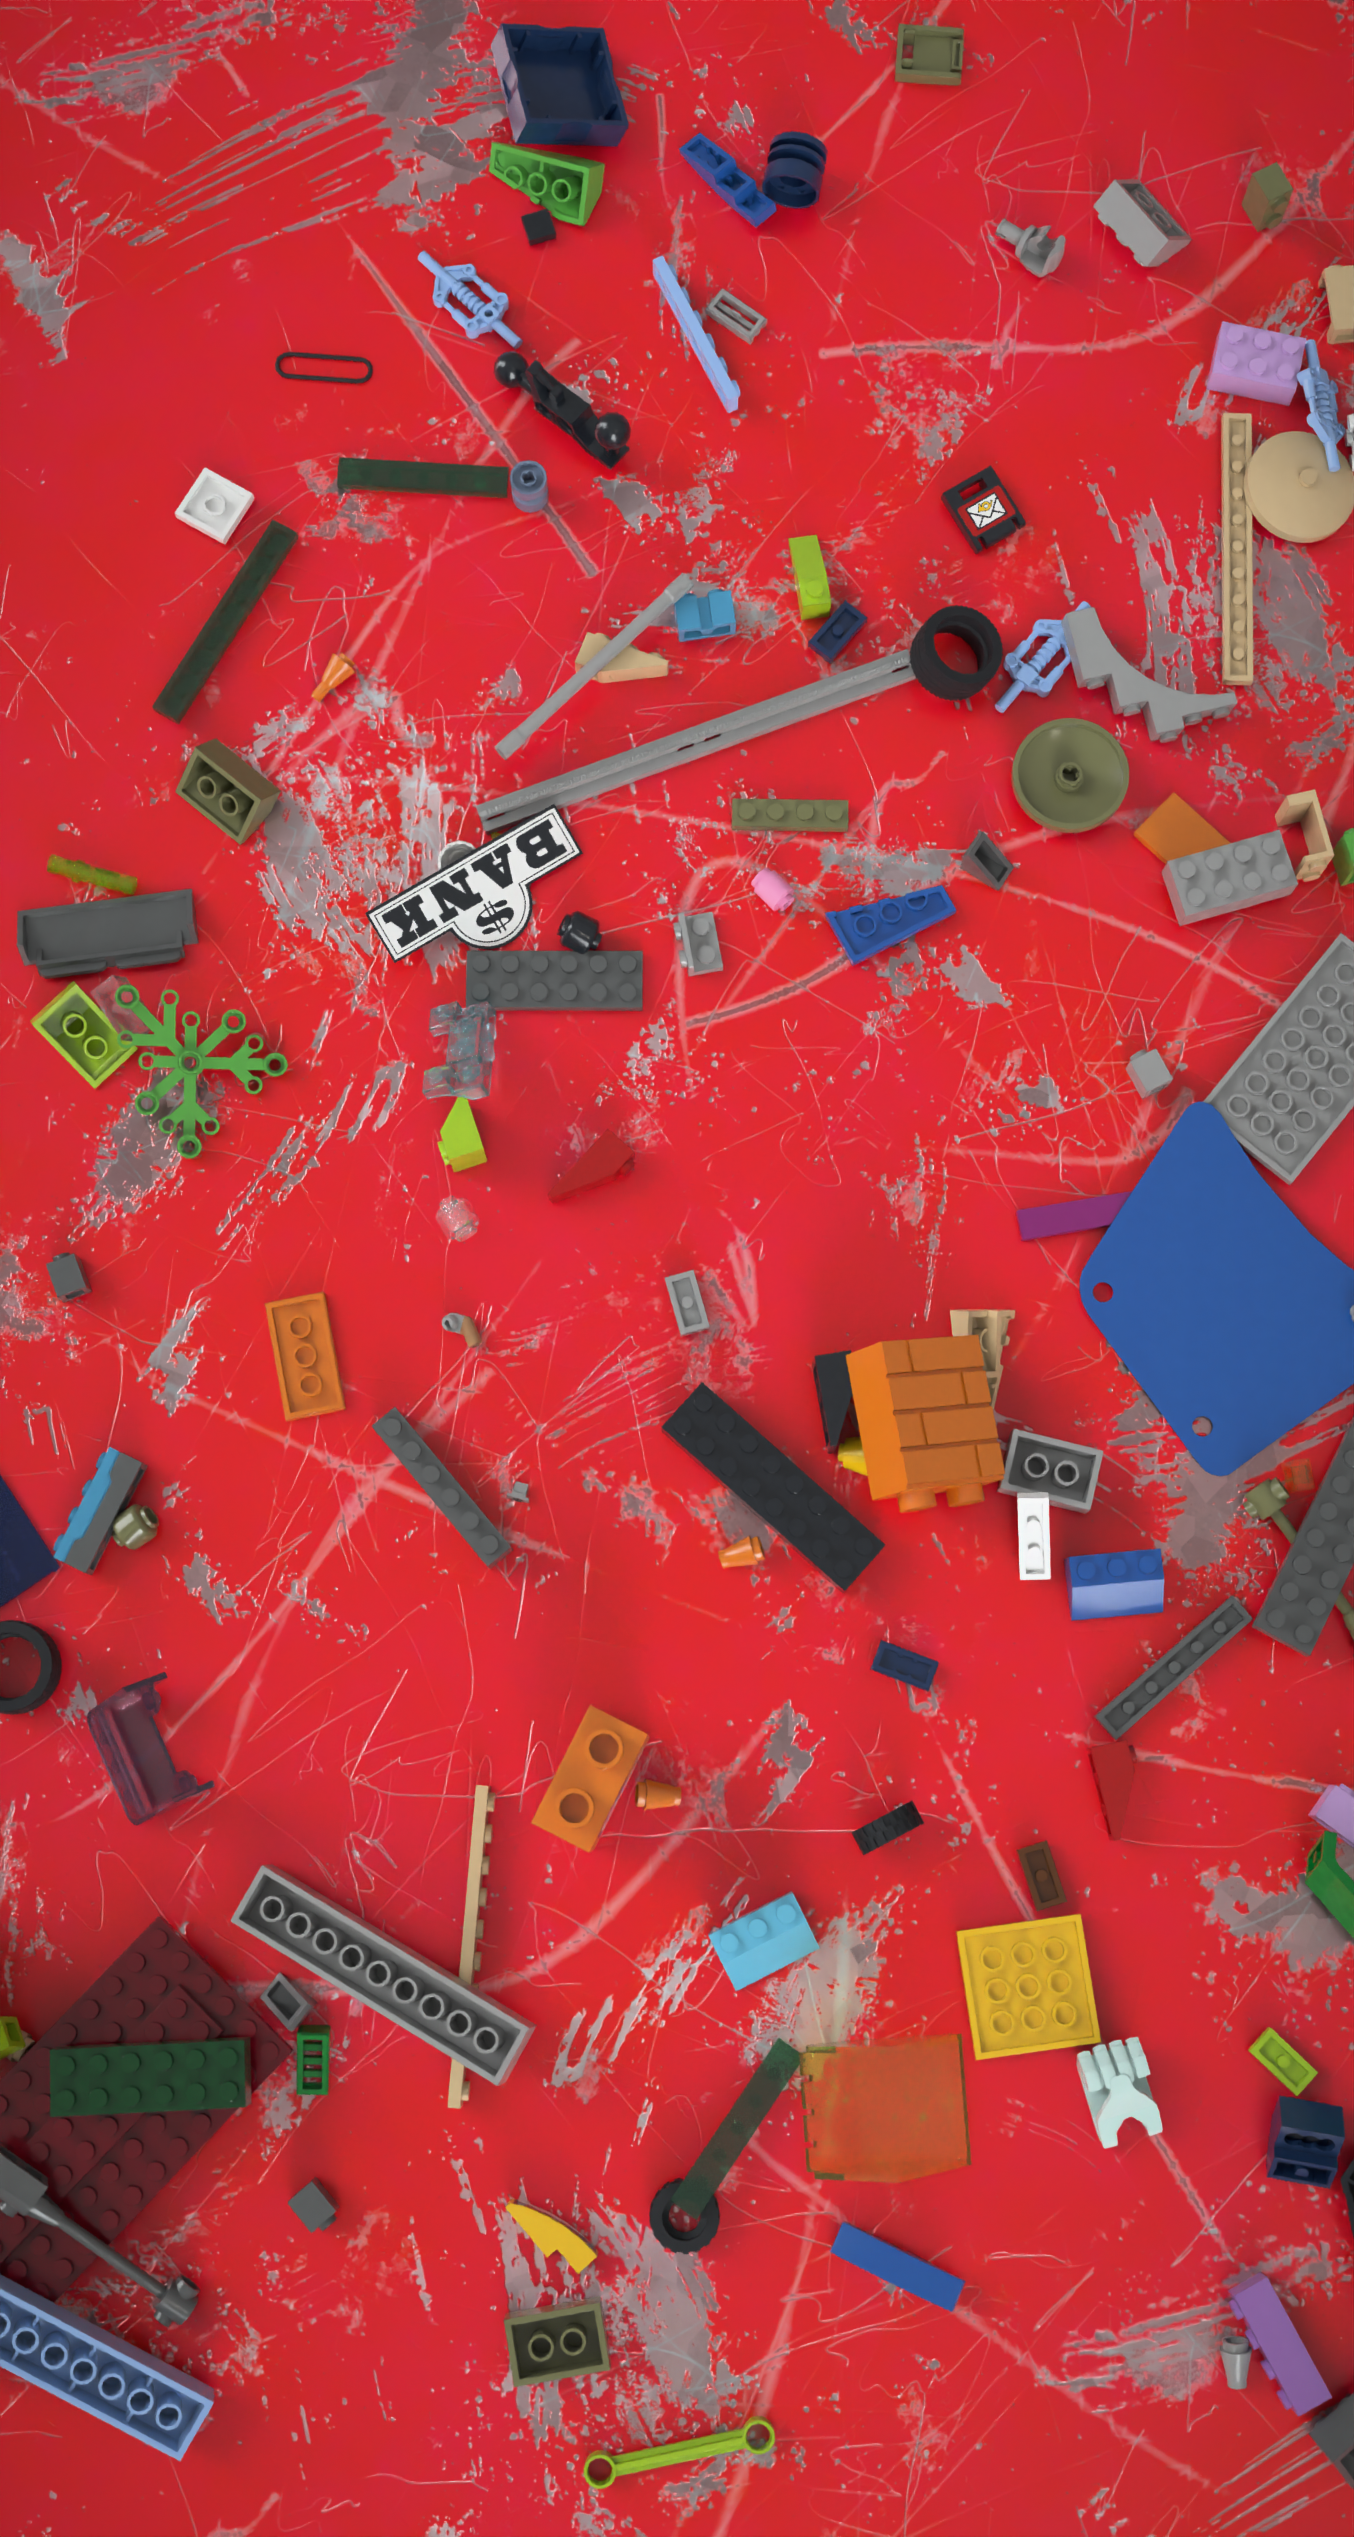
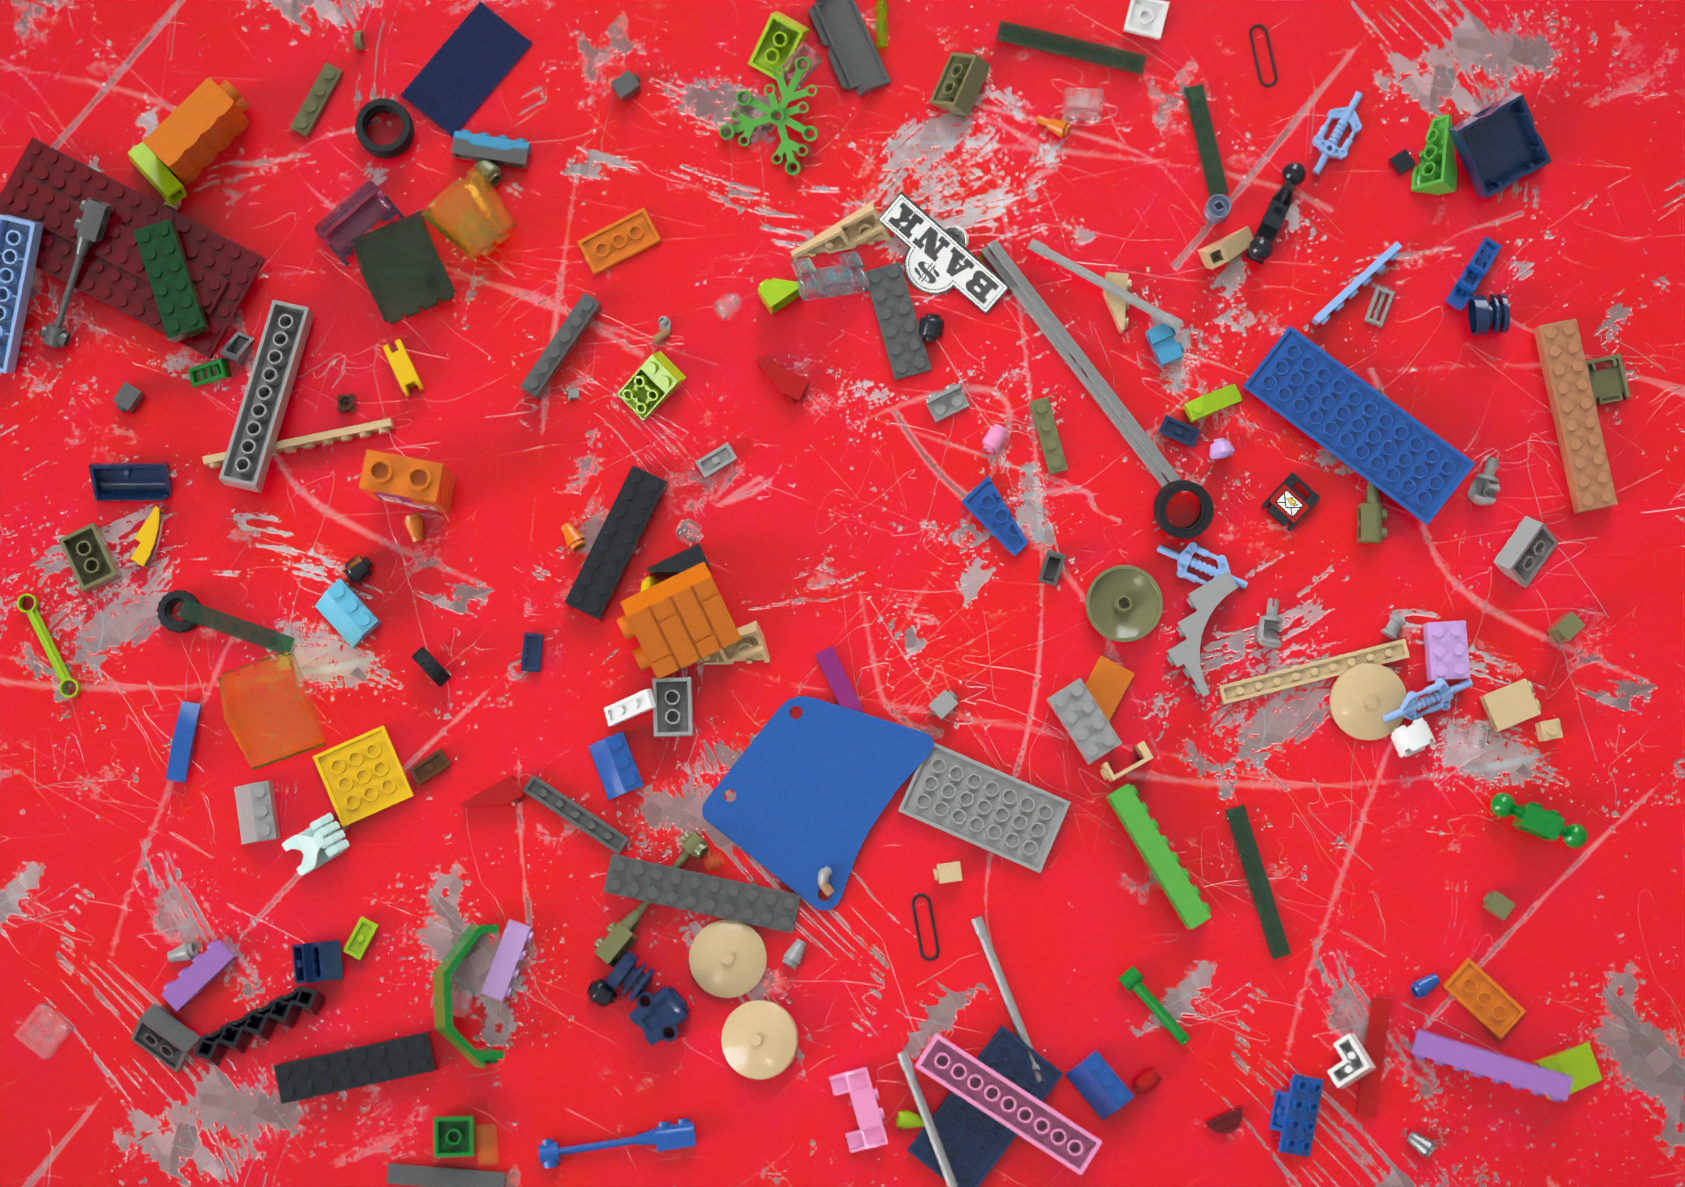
camera: 75 degrees right, 5 degrees up
(197, 1564) = (471, 215): none -> clear yellow cone
(242, 1696) = (403, 268): none -> clear green windscreen
(317, 624) = (1082, 105): none -> clear brick
(398, 1004) = (848, 233): none -> tan wedge
(399, 1743) = (403, 367): none -> yellow piece
(423, 1843) = (346, 398): none -> reddish brown plate
(452, 2238) = (131, 481): none -> dark blue container
(543, 1368) = (651, 385): none -> lime slope
(591, 493) = (1225, 248): none -> tan slope
(698, 1903) = (358, 568): none -> black head
(785, 1373) = (689, 531): none -> clear head
(881, 581) = (1221, 449): none -> lavender cone
(902, 383) = (1359, 425): none -> blue plate
(971, 104) = (1575, 416): none -> nougat brick
(1031, 407) = (1370, 516): none -> olive bar
(1042, 2176) = (257, 812): none -> light grey slope
(1150, 587) = (1267, 623): none -> light grey piece
(1201, 424) = (1393, 627): none -> light grey bush

